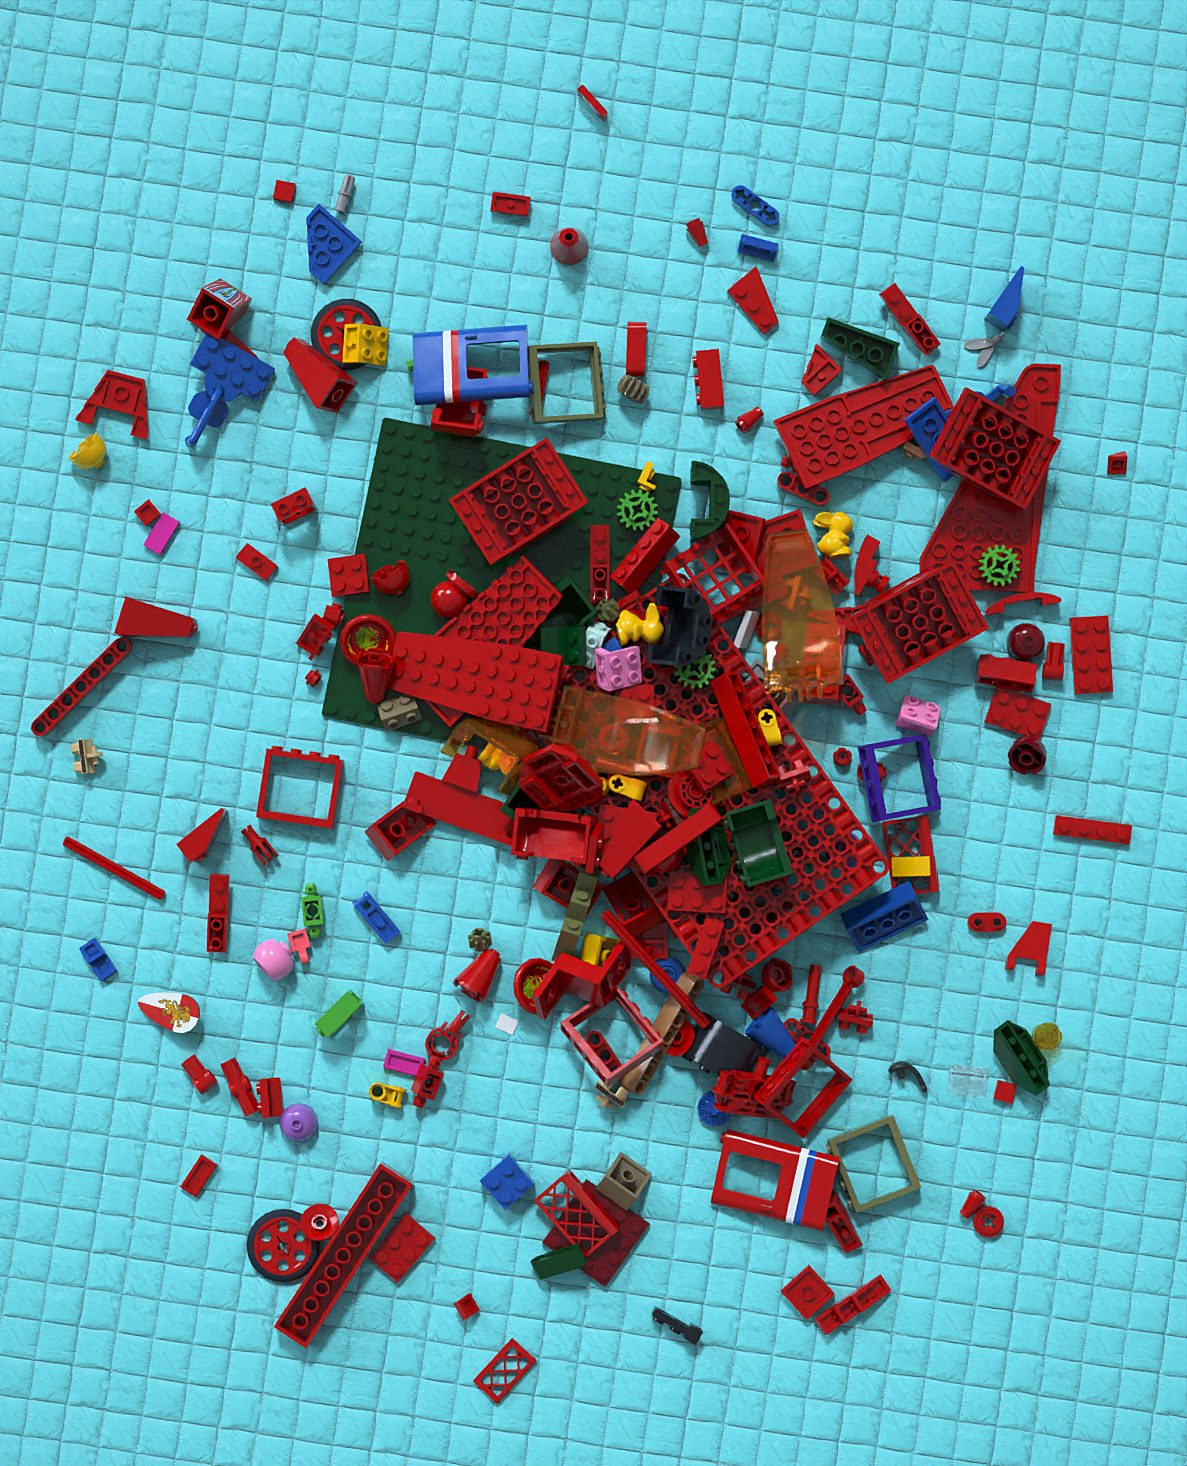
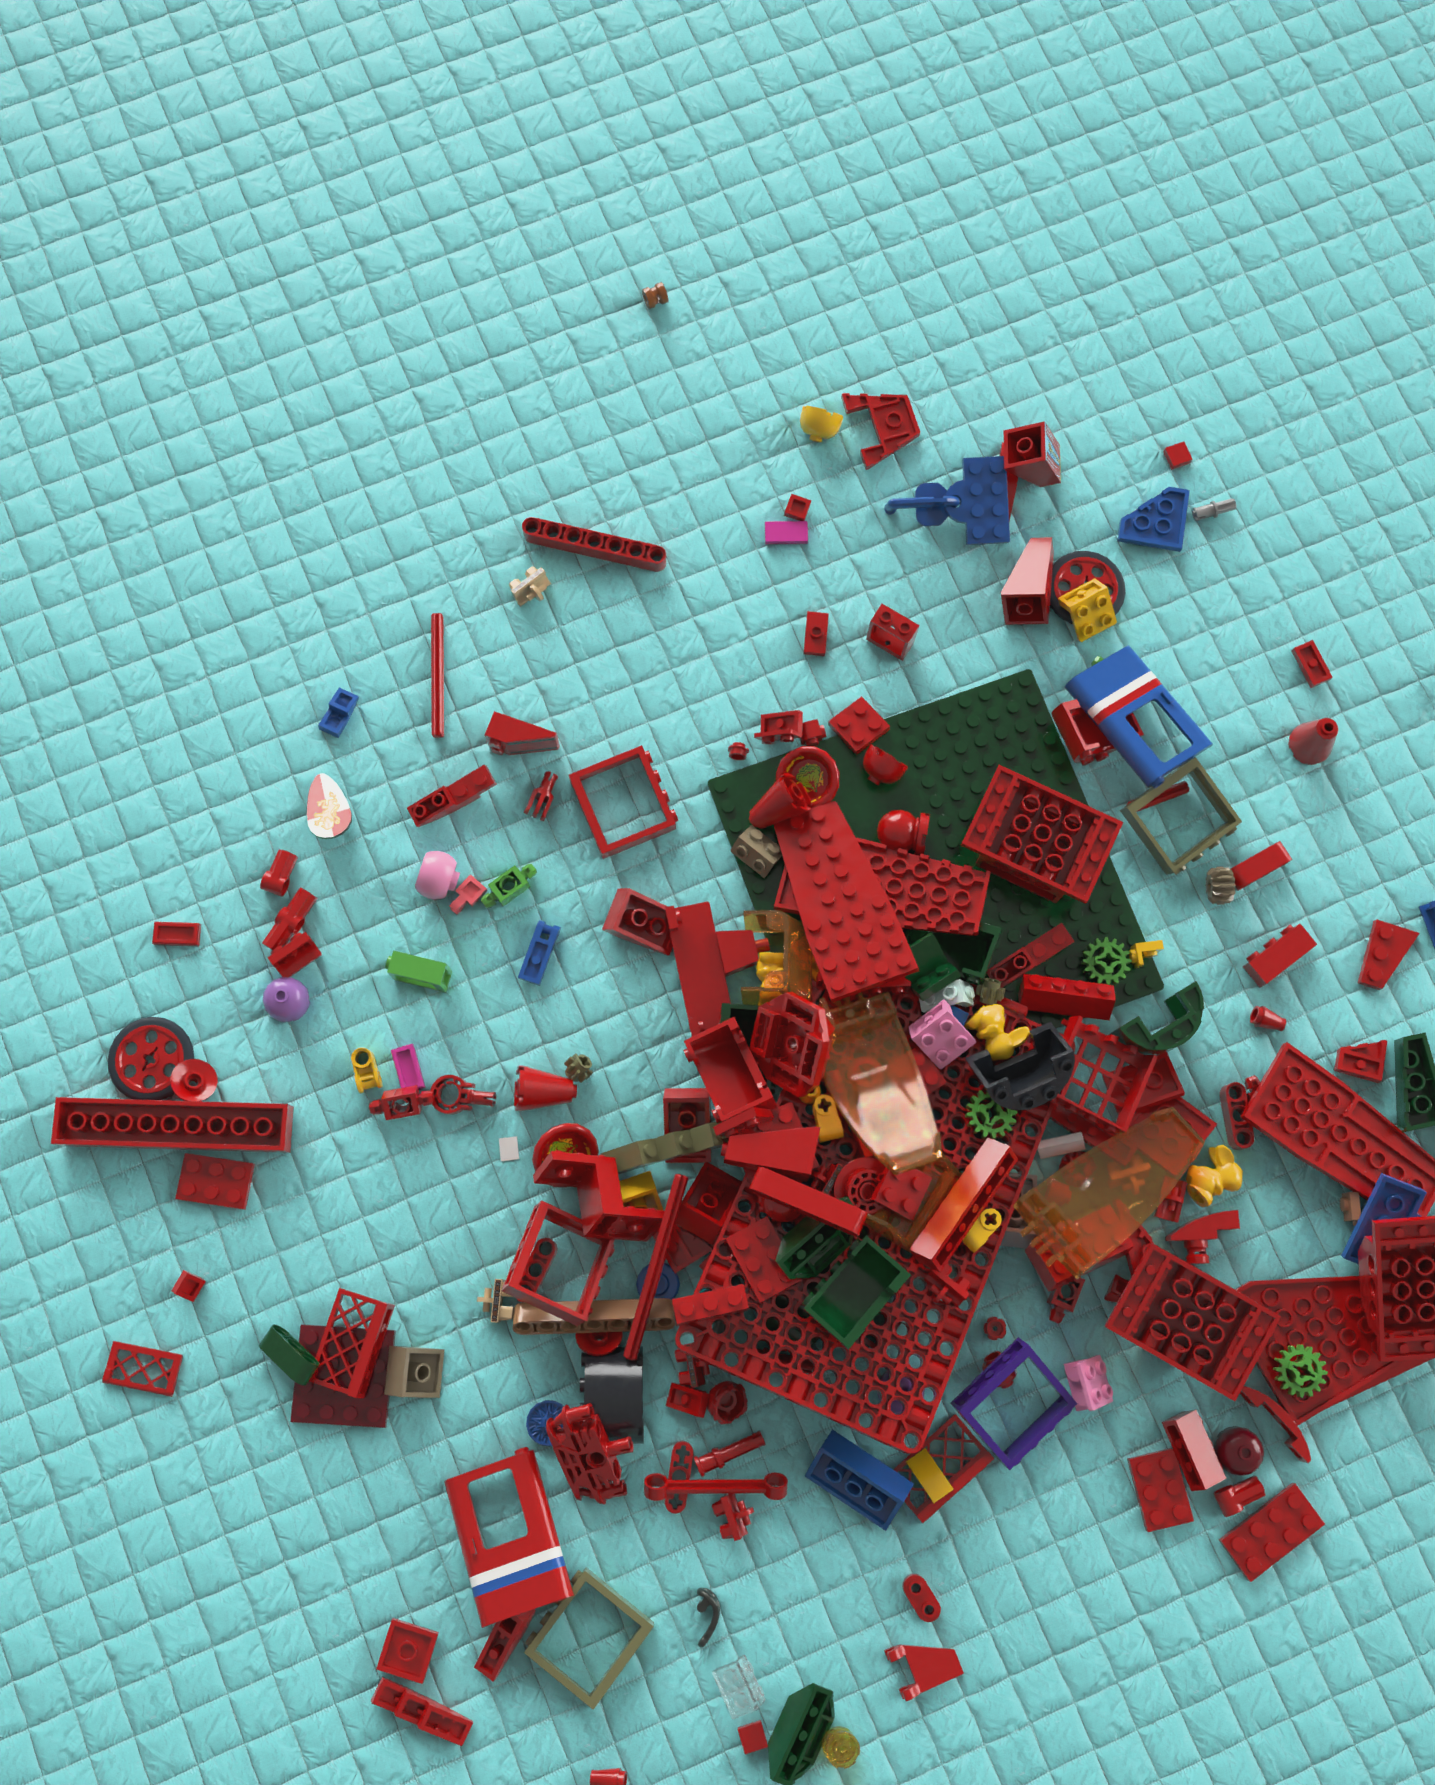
camera: 55 degrees right, 10 degrees down
(150, 621) = (695, 565): red slope -> none
(507, 1181) = (344, 1248): blue brick -> none
(691, 1332) = (293, 1547): black plate -> none
(697, 231) = (1411, 855): red cone -> none
(771, 1033) = (662, 1436): blue cone -> none
(783, 1075) = (627, 1476): red window -> none
(1027, 755) = (1125, 1530): dark red cylinder -> none
(1092, 829) = (1091, 1654): red plate -> none

